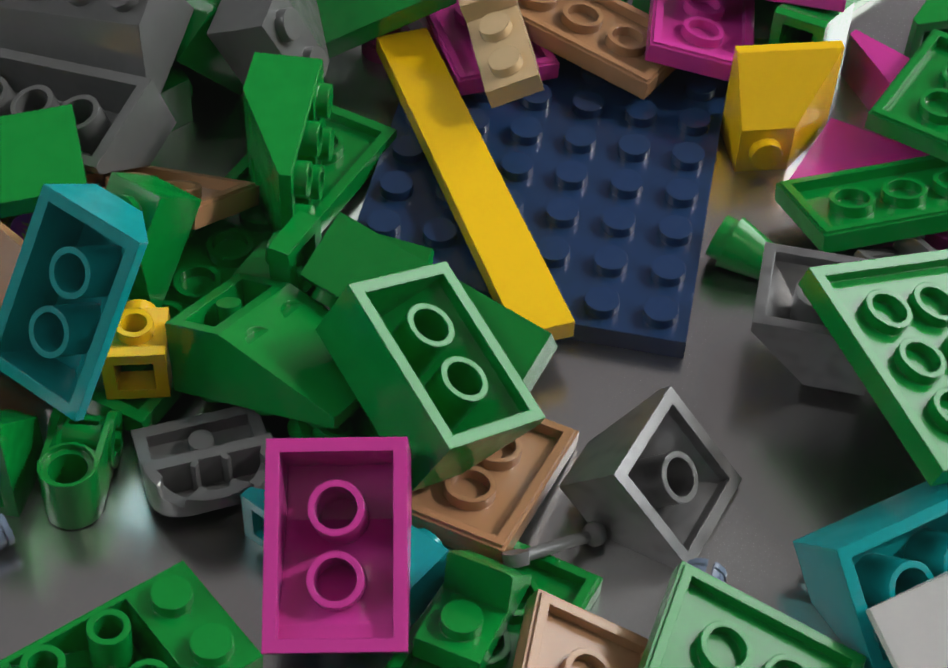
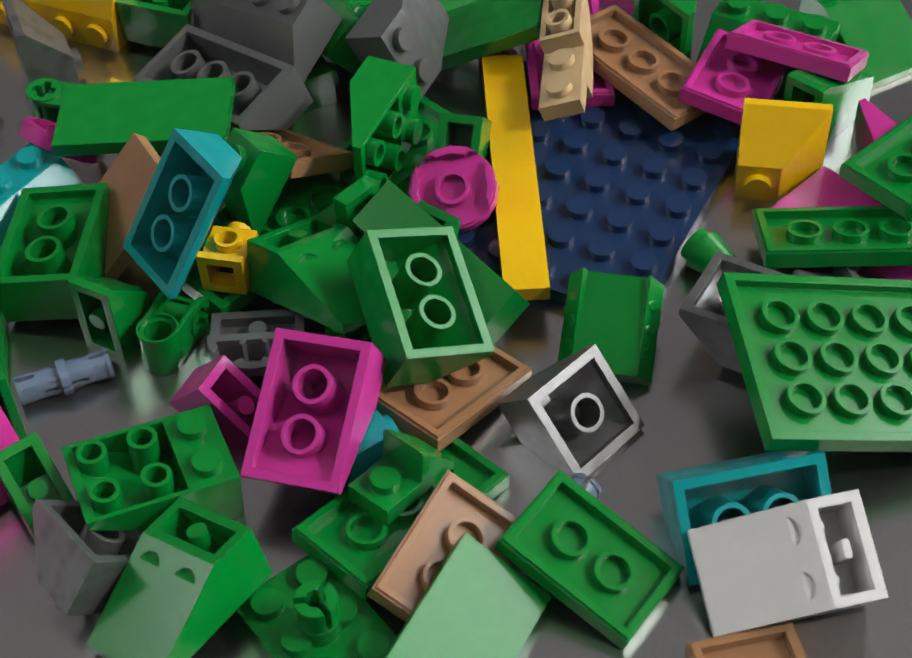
camera: 20 degrees right, 0 degrees up
(210, 544) = (230, 396): none -> dark pink slope
(398, 147) = (464, 131): none -> green brick
(413, 203) = (457, 183): none -> dark pink tile
(592, 534) = (516, 444): dark grey hinge -> none
(663, 342) = (616, 315): none -> green slope

